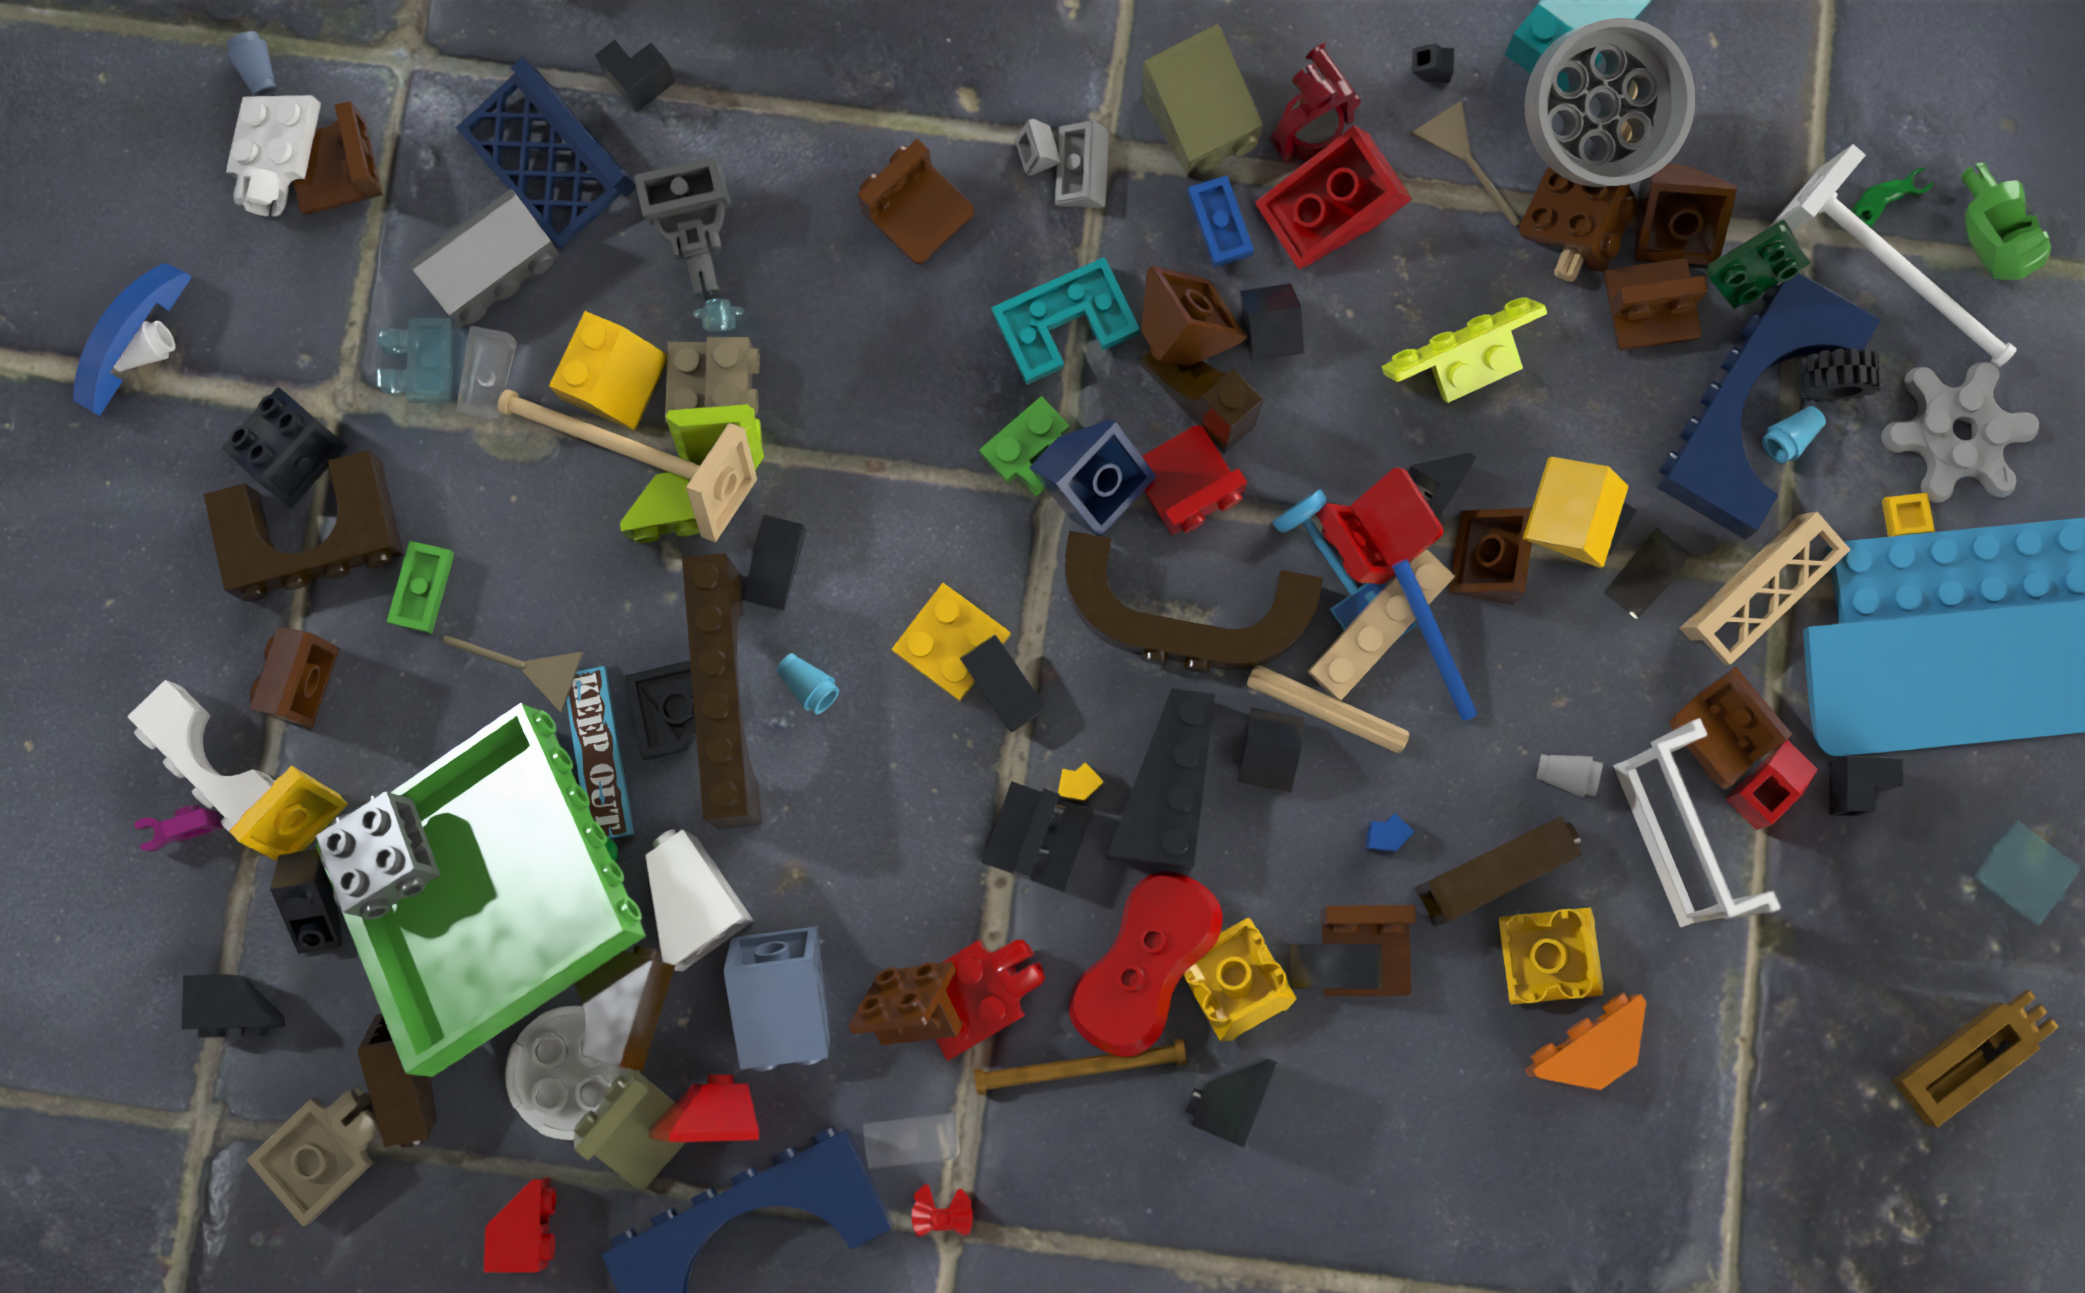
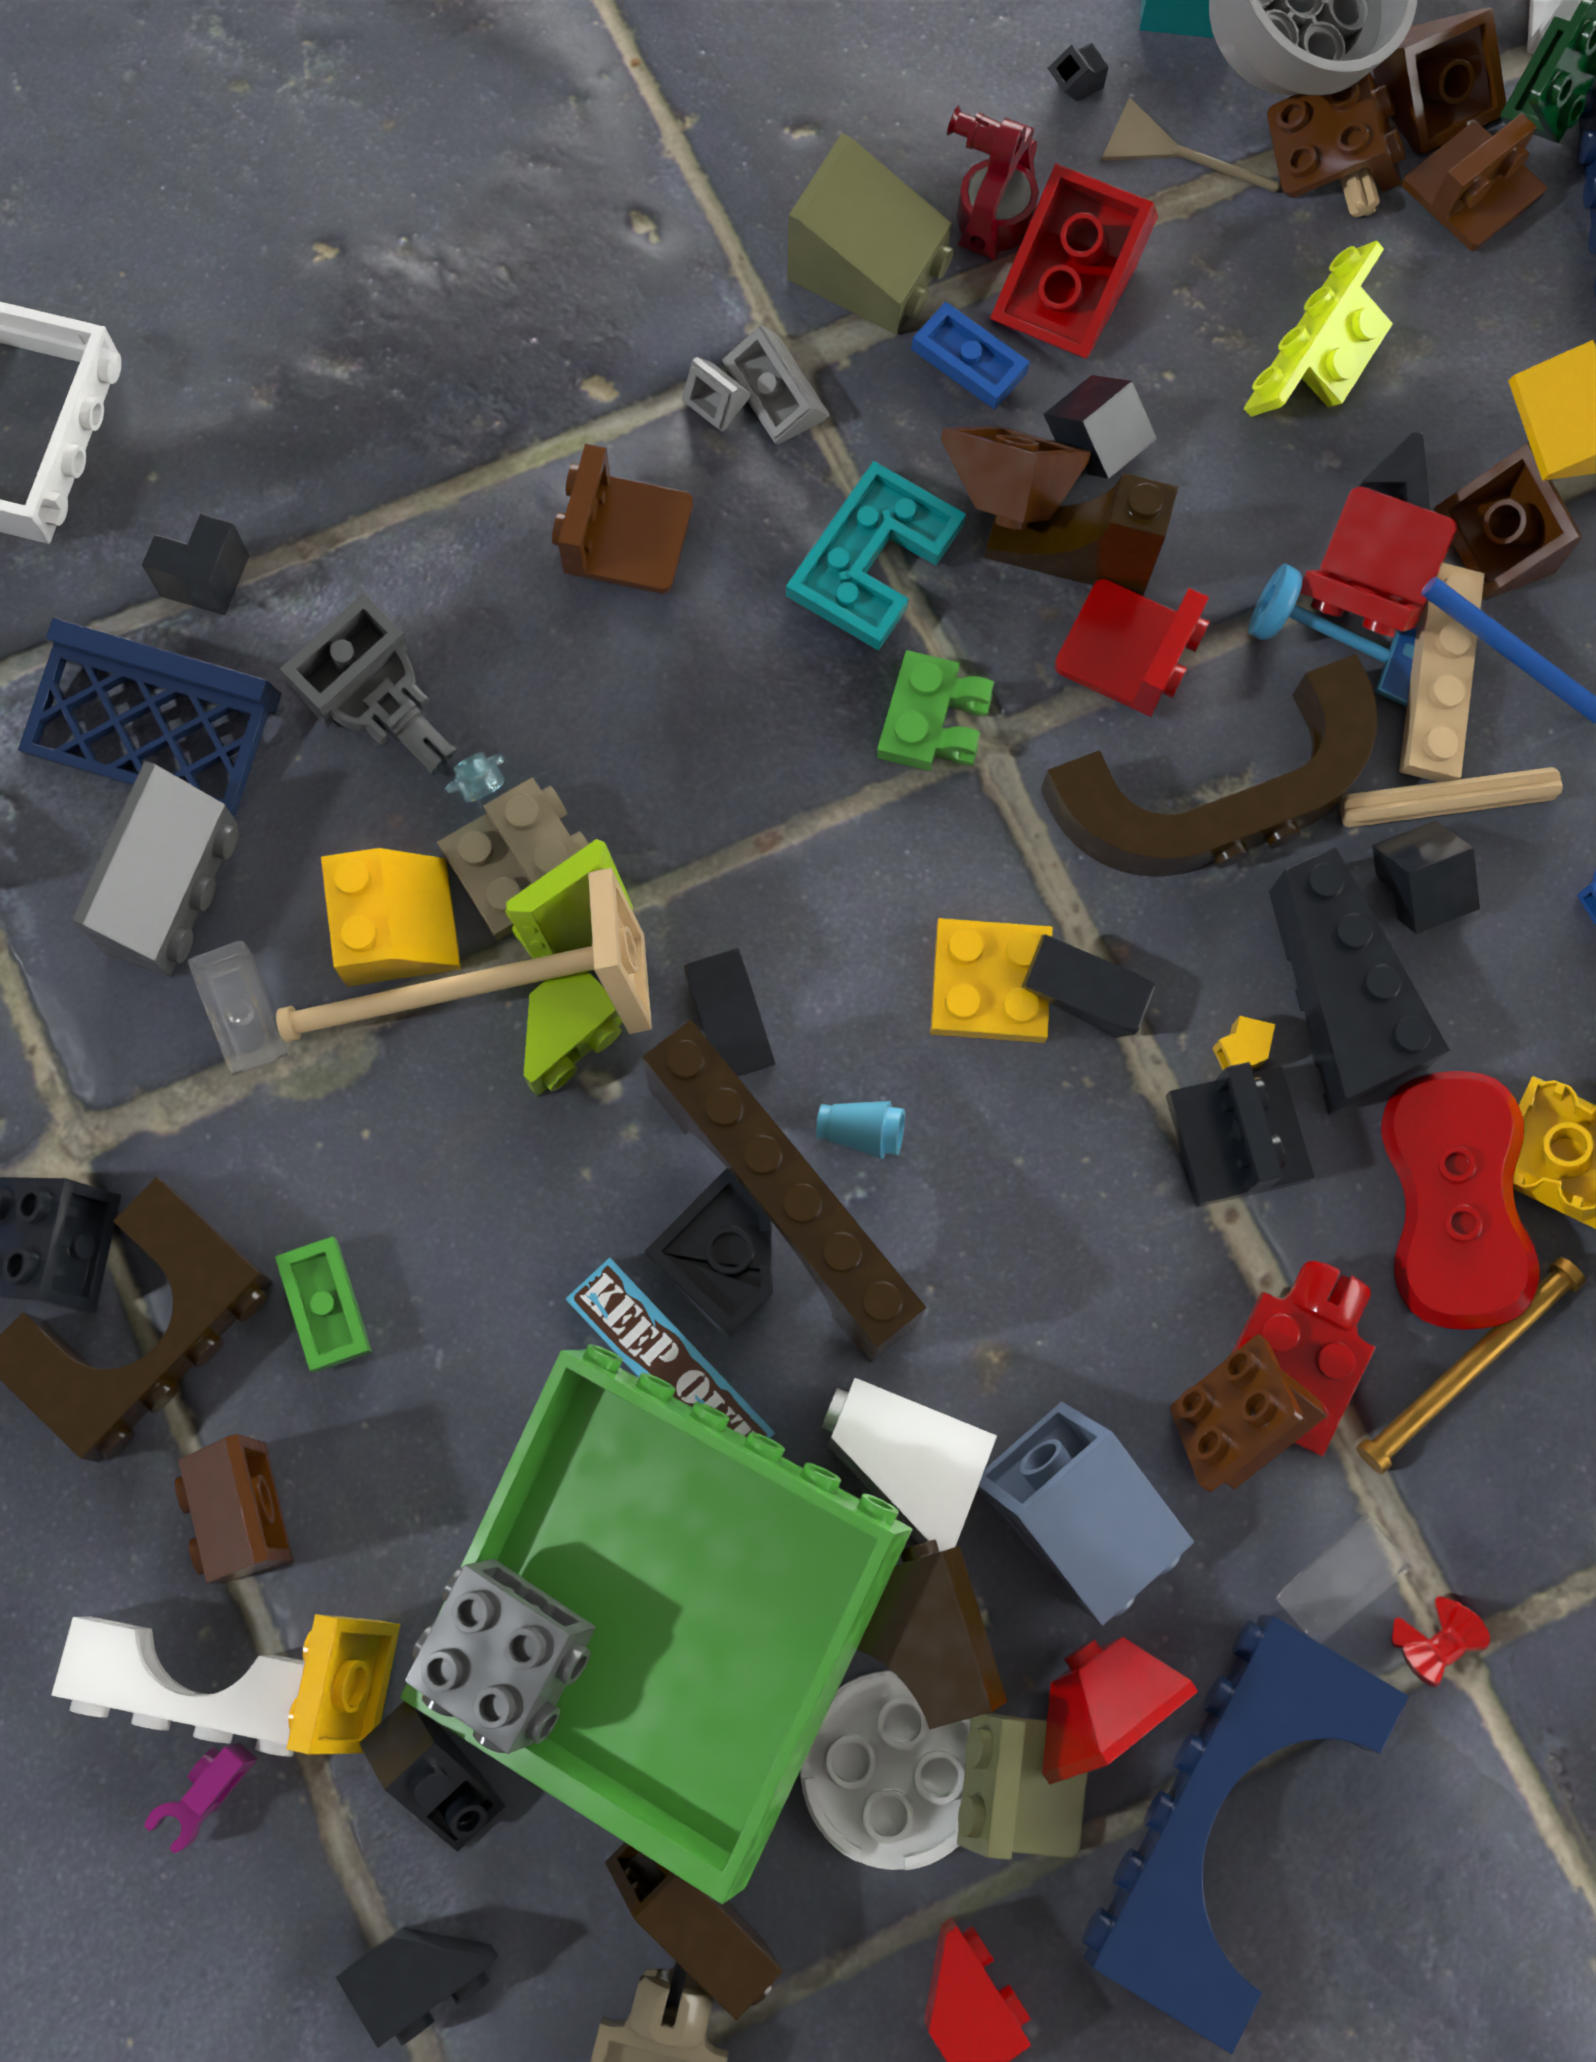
camera: 40 degrees left, 5 degrees down
(428, 360) = (159, 1032): clear light blue plate -> none
(549, 674) = (552, 1308): dark tan piece -> none
(1093, 474) = (1033, 692): dark blue slope -> none

